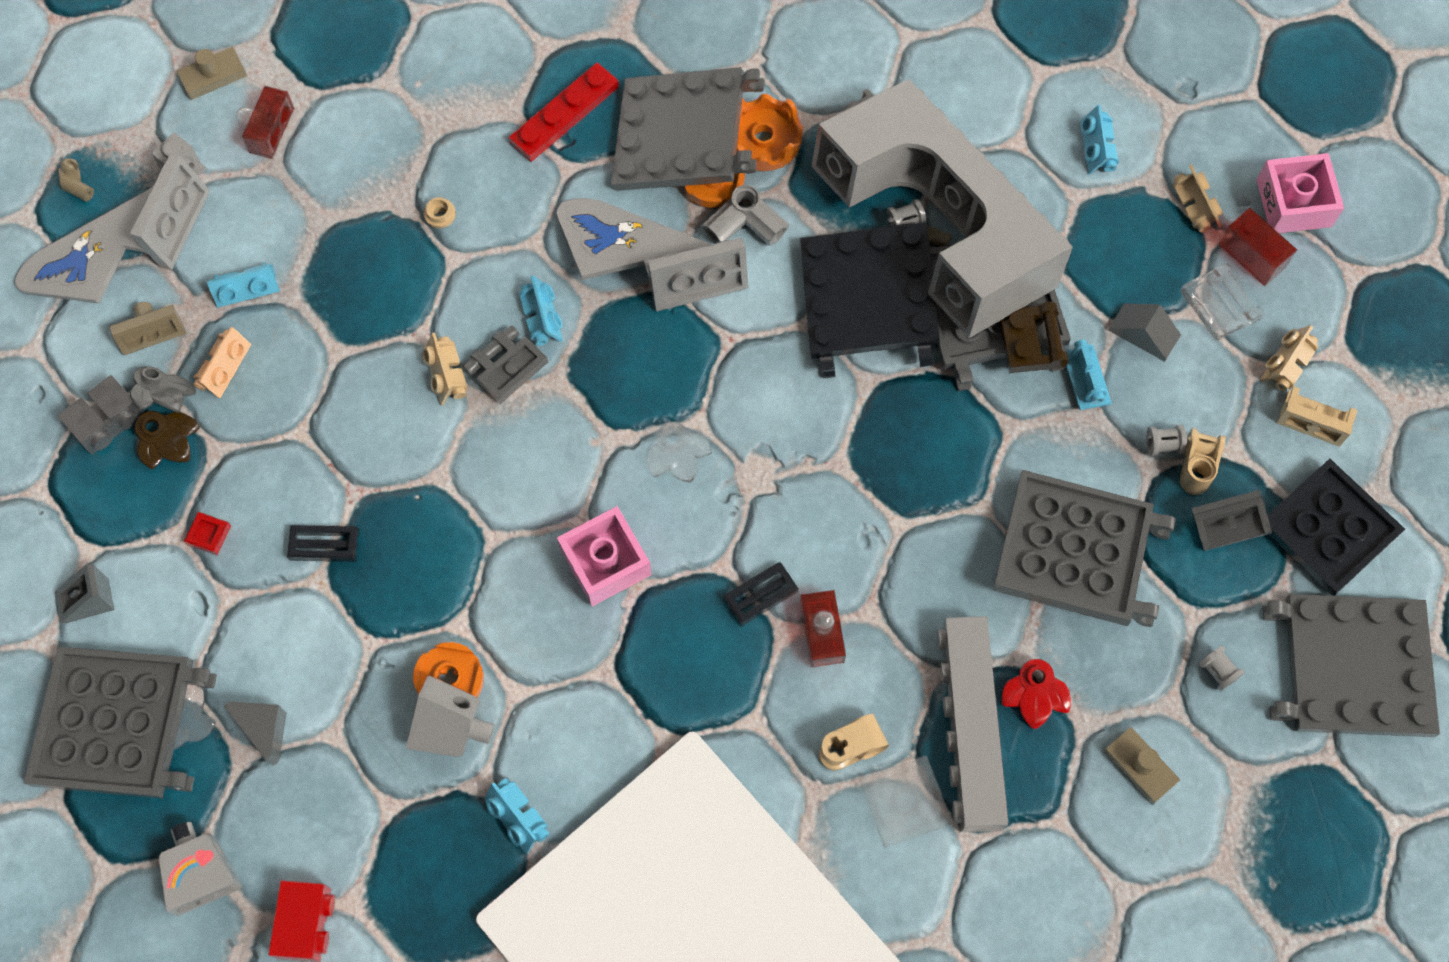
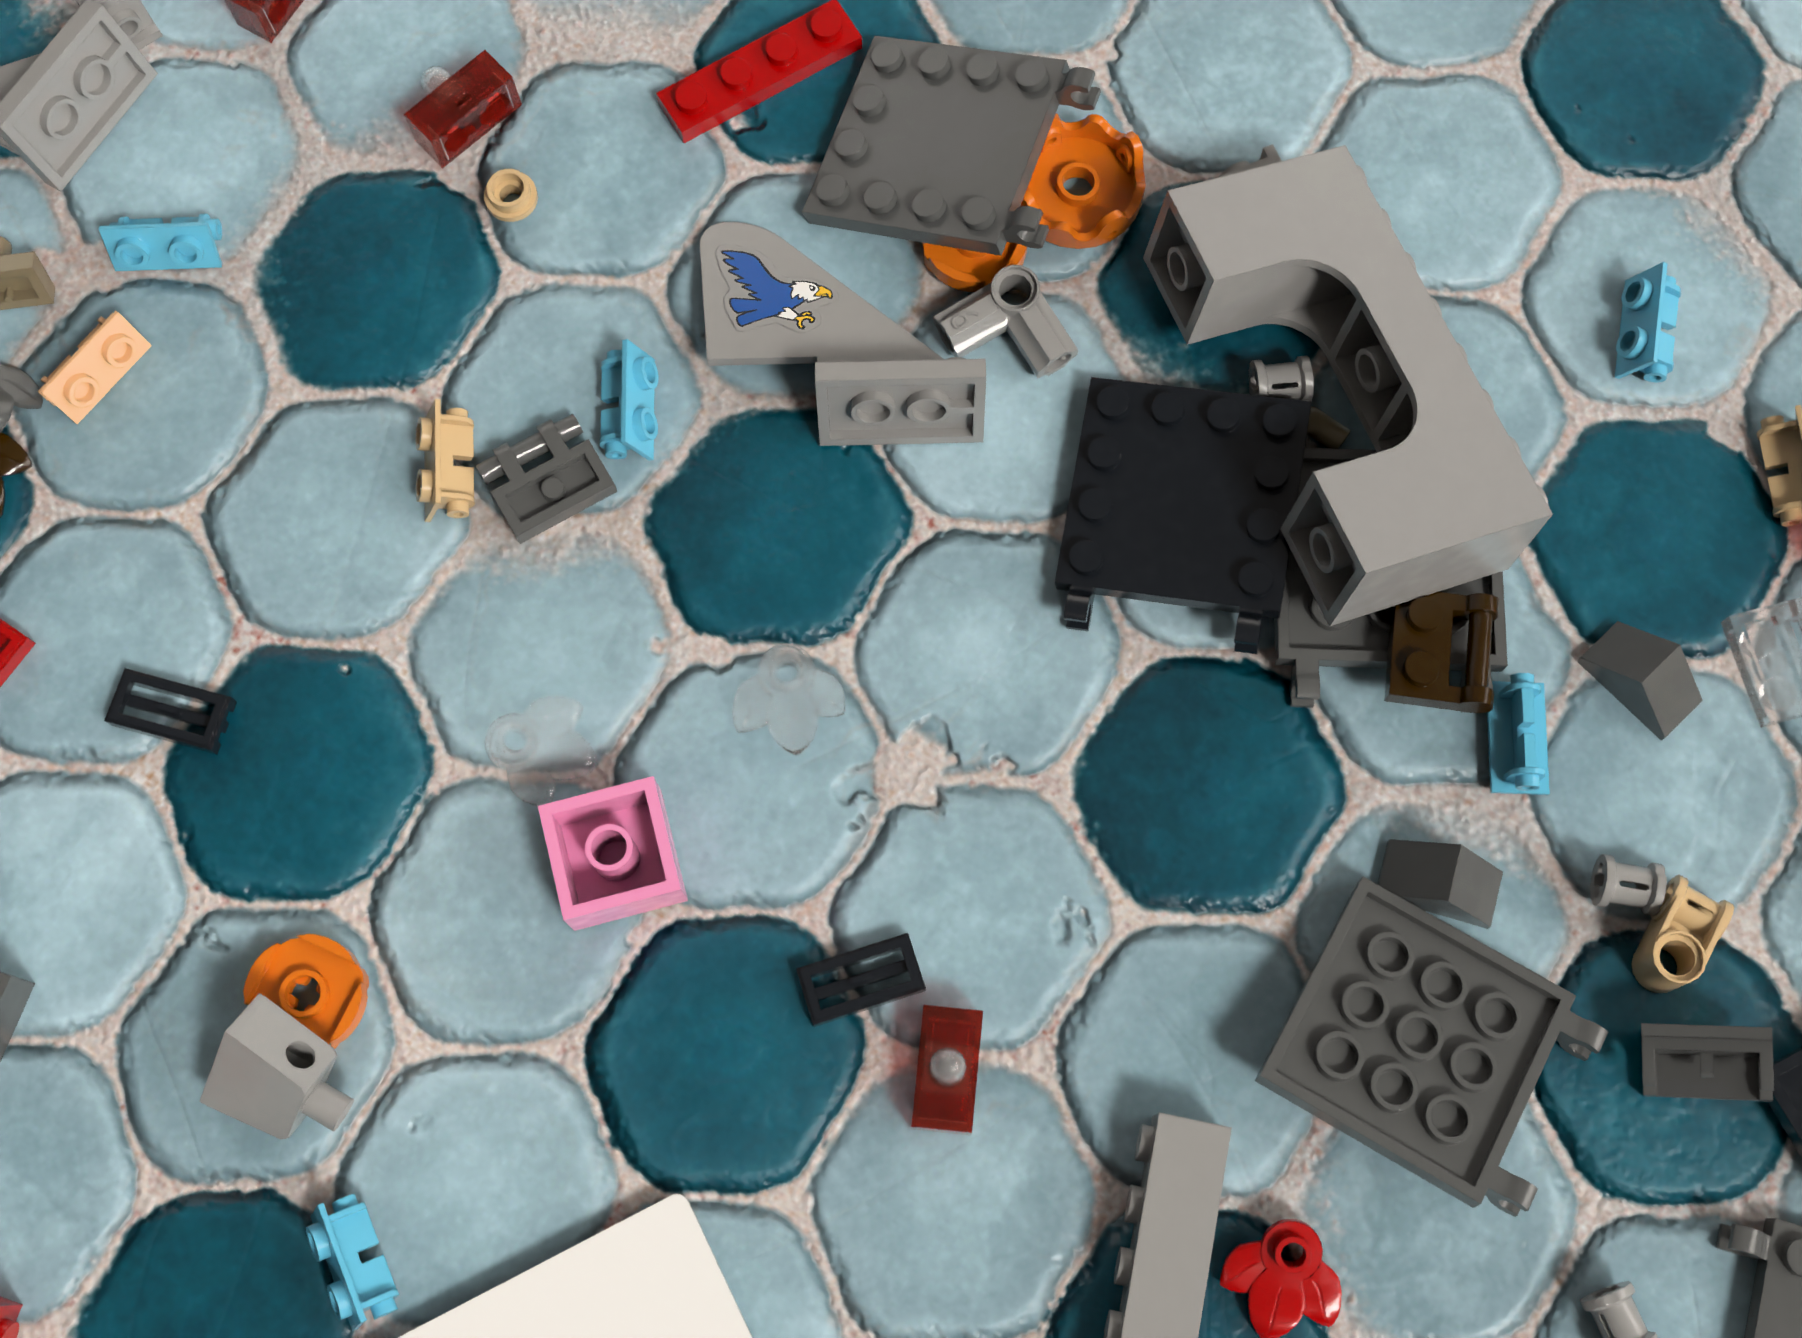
camera: 15 degrees right, 5 degrees up
(397, 169) = (461, 106): none -> clear red piece
(549, 509) = (550, 748): none -> clear plate
(858, 740) = (956, 1285): tan piece -> none
(1066, 461) = (1442, 879): none -> dark grey slope

